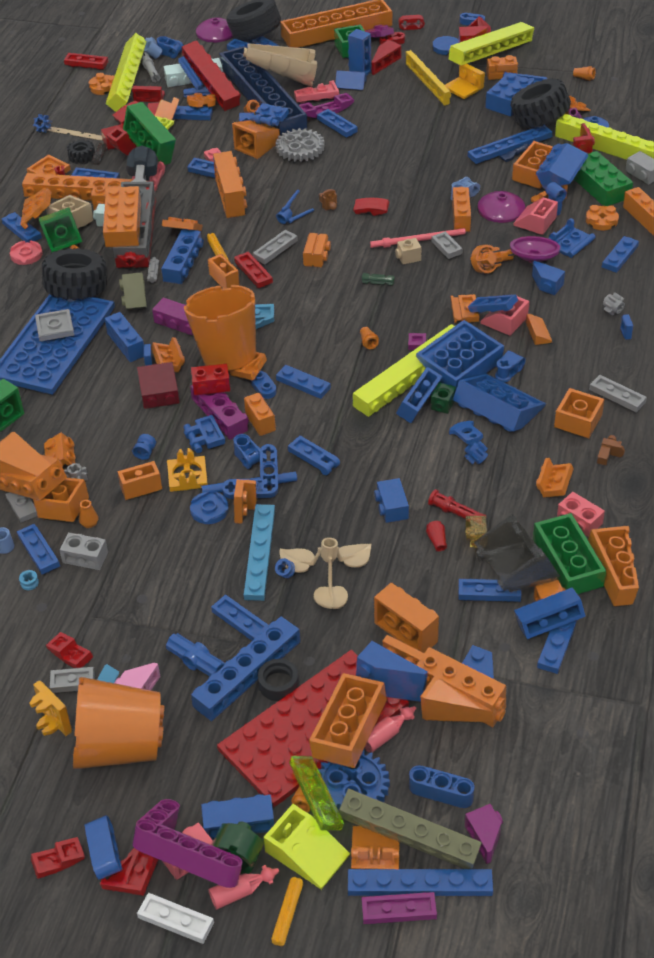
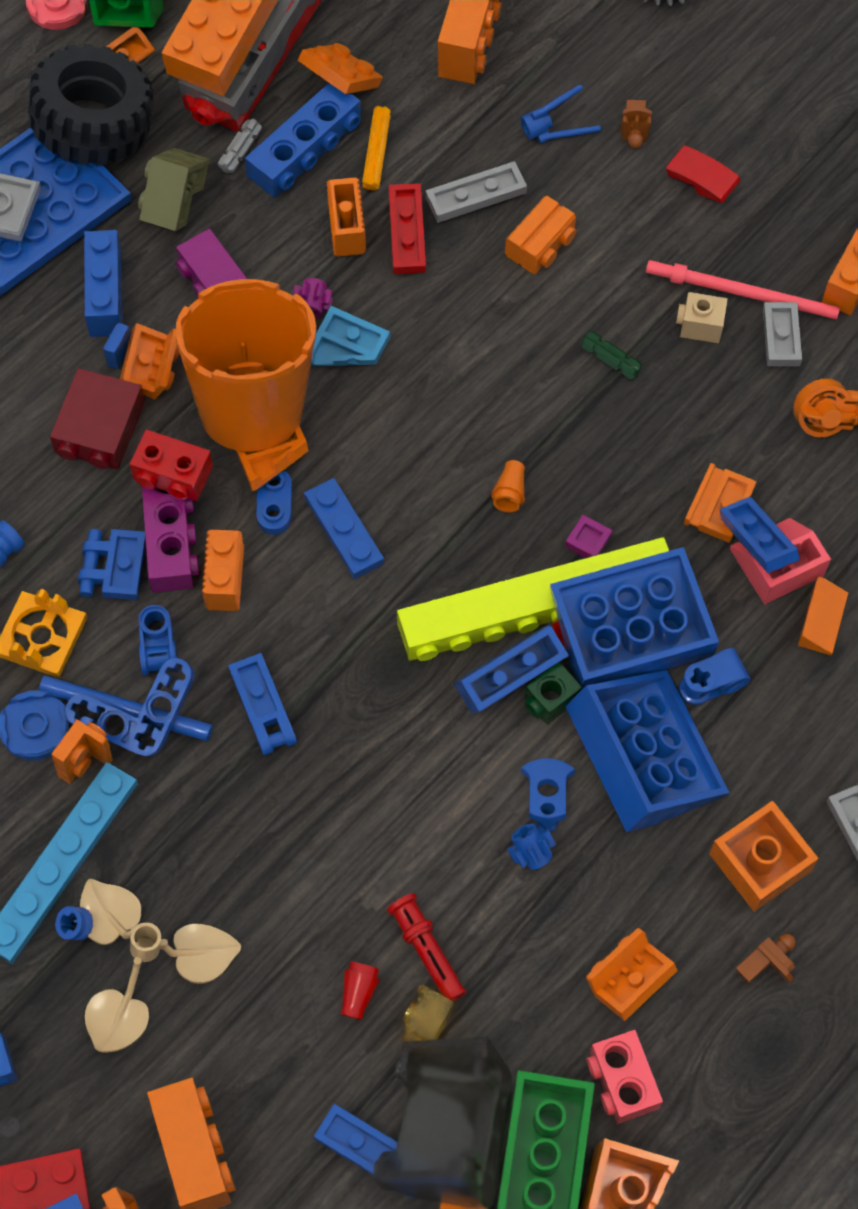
camera: 25 degrees right, 20 degrees up
(392, 500) = (328, 874): blue brick -> none

